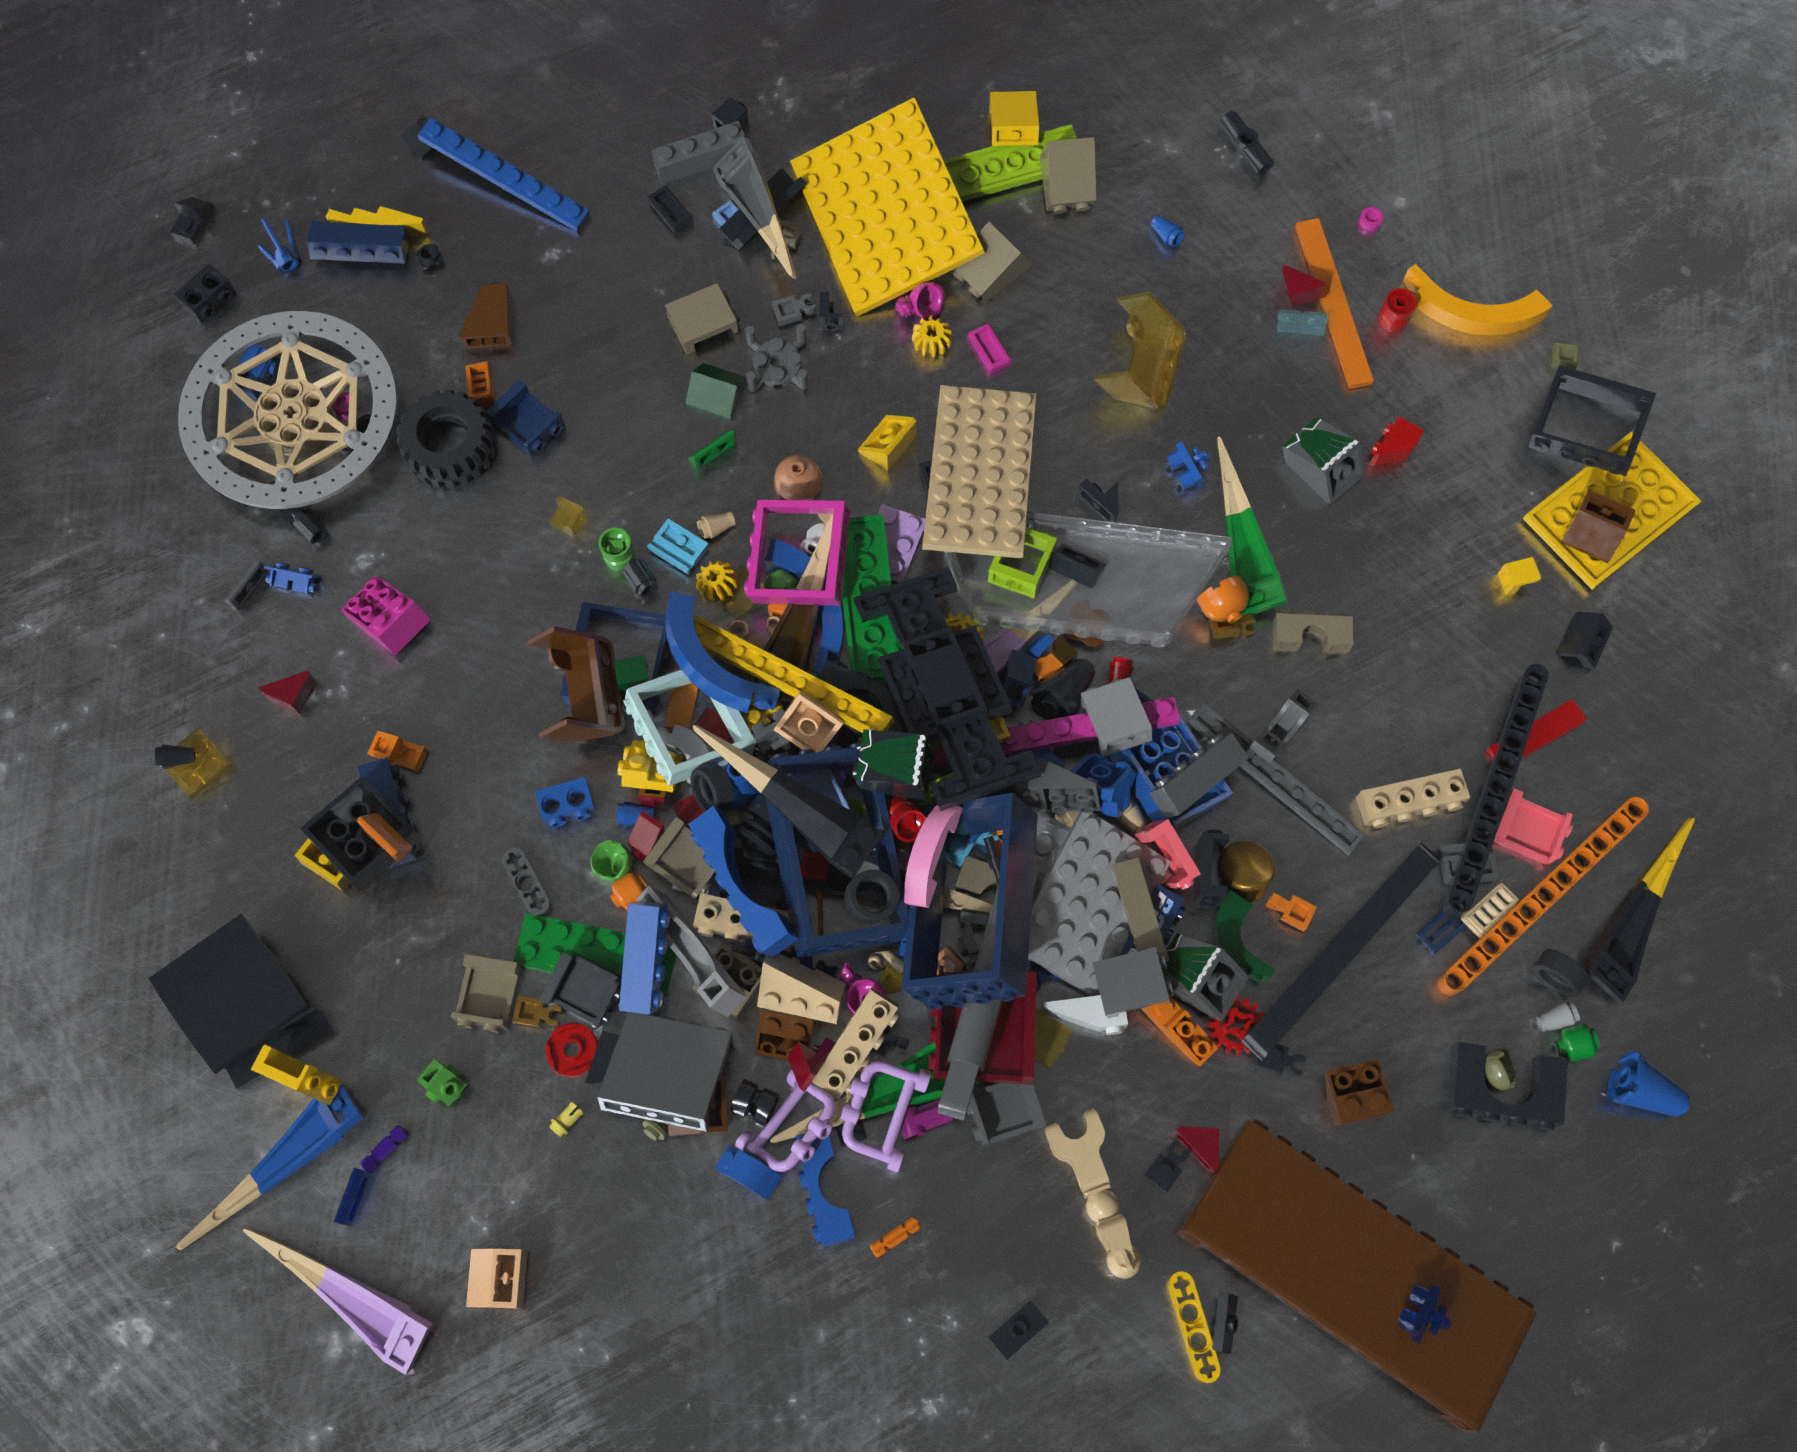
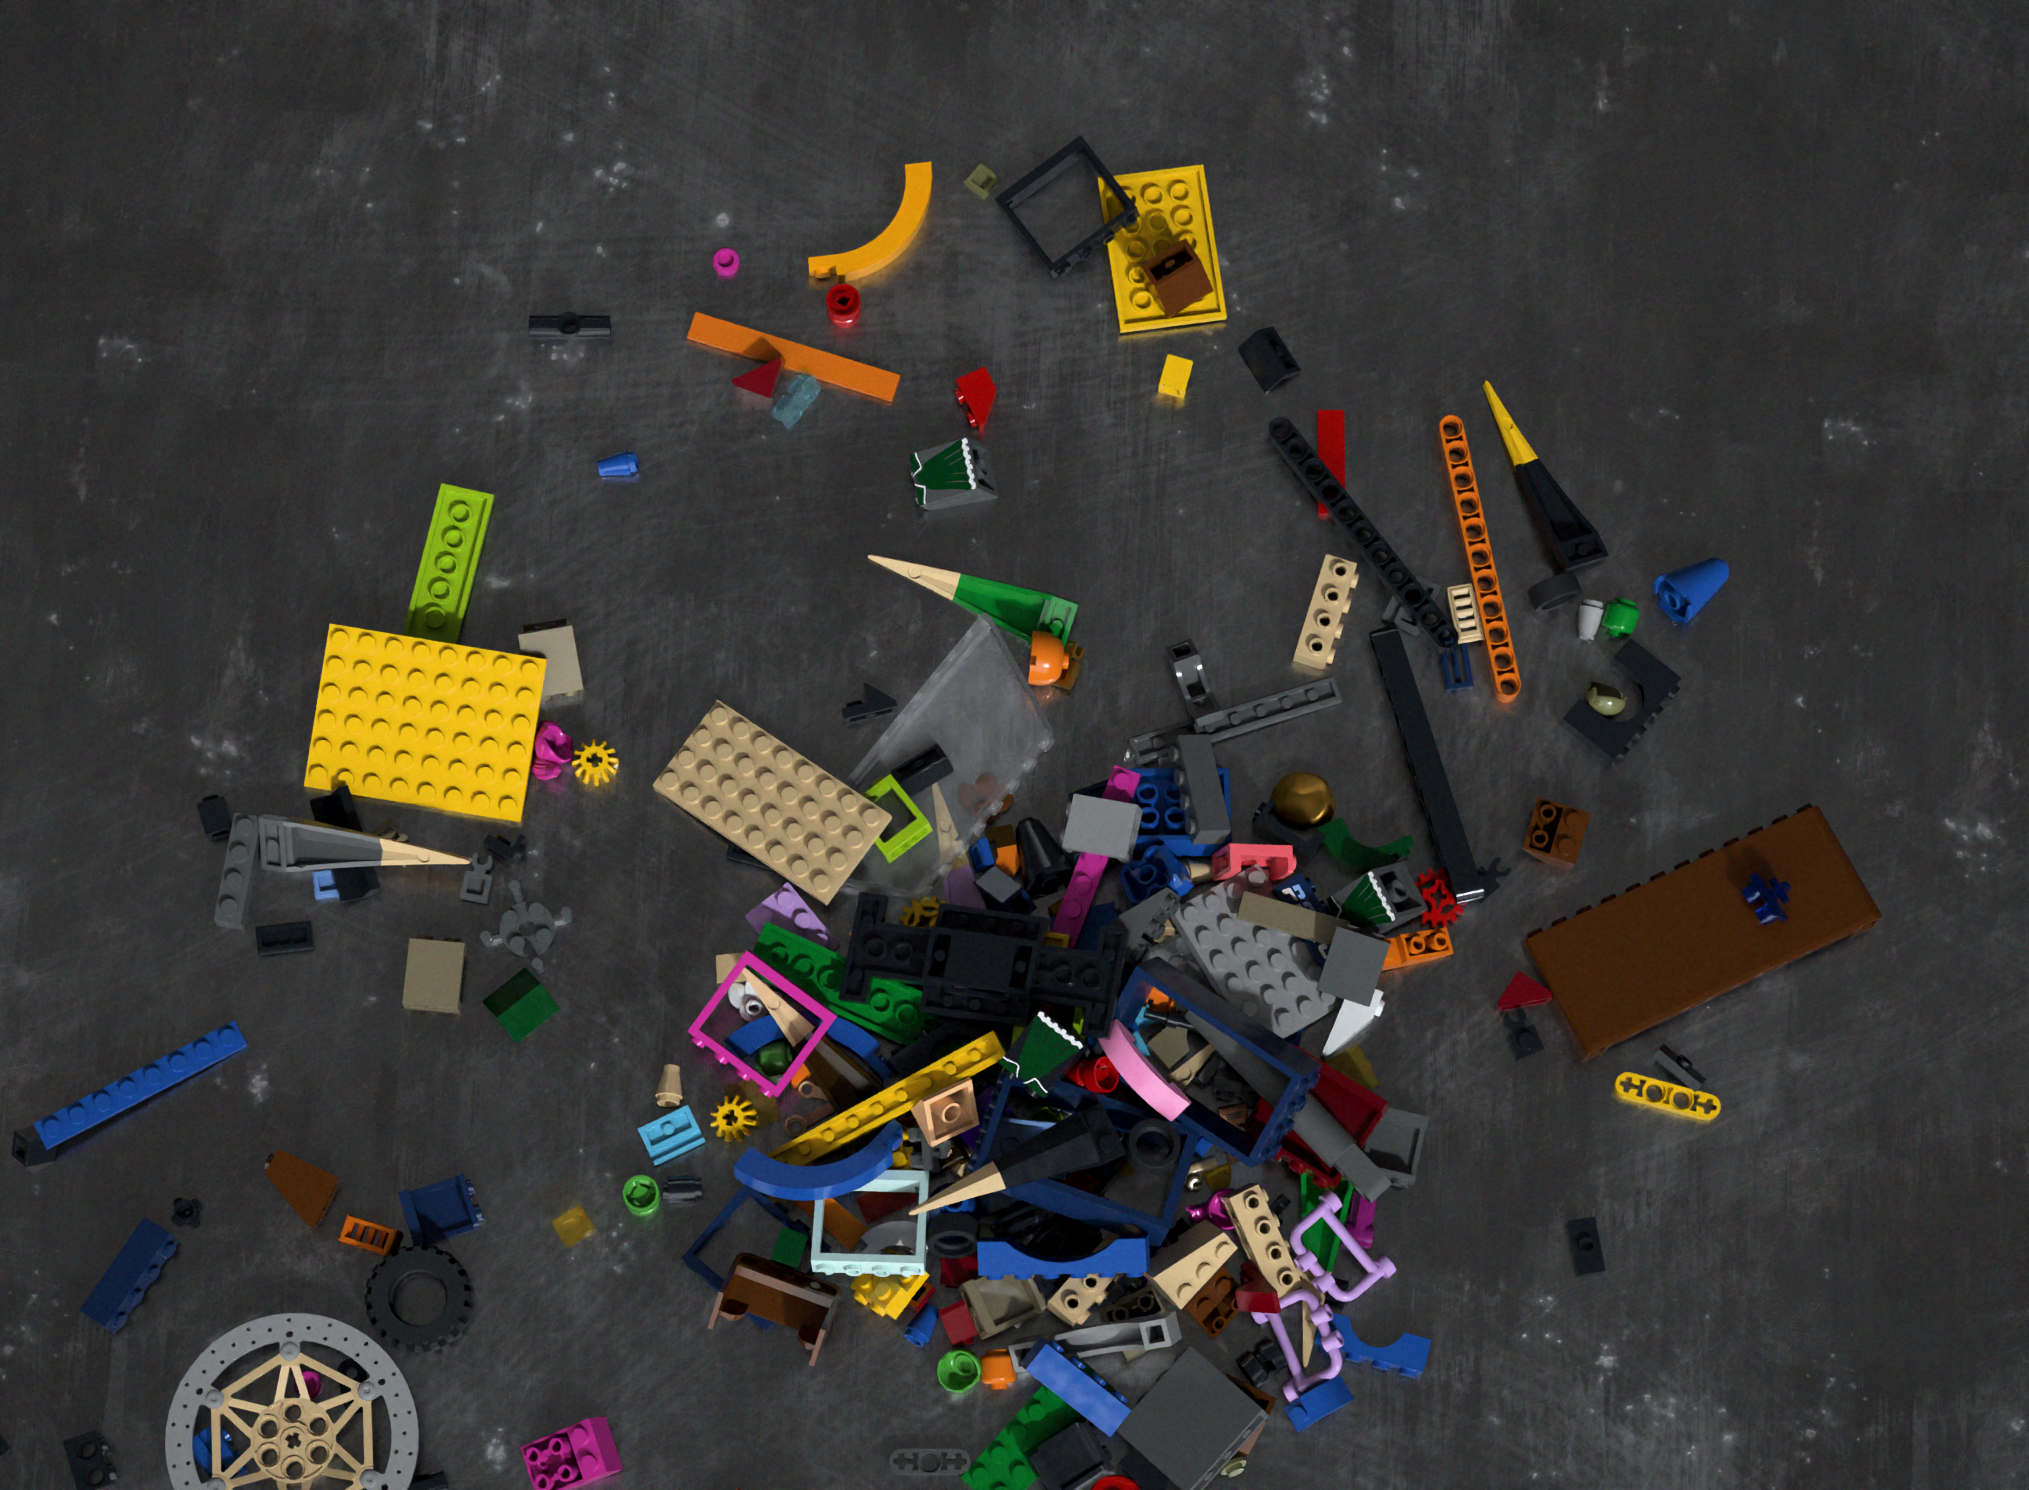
camera: 65 degrees left, 5 degrees up
(285, 258) = (96, 1360): blue plant -> none
(414, 225) = (119, 1233): yellow slope -> none
(565, 795) = (867, 1381): blue brick -> none
(712, 449) = (582, 1045): green slope -> none
(798, 478) = (670, 992): nougat cylinder -> none
(889, 440) = (679, 870): yellow slope -> none
(895, 1236) = (1448, 1306): orange axle -> none
(989, 348) = (638, 714): dark pink tile -> none
(1014, 118) = (401, 535): yellow panel -> none
(1069, 174) = (506, 524): dark tan slope -> none
(1101, 1203) = (1503, 1106): tan piece -> none
(1120, 668) = (1052, 797): red cone -> none
(1154, 357) = (750, 567): clear yellow windscreen -> none
(1181, 457) = (895, 604): blue hips -> none
(1295, 911) = (1365, 782): orange plate -> none
(1332, 629) = (1128, 577): dark tan arch -> none
(1532, 829) = (1415, 525): coral panel -> none

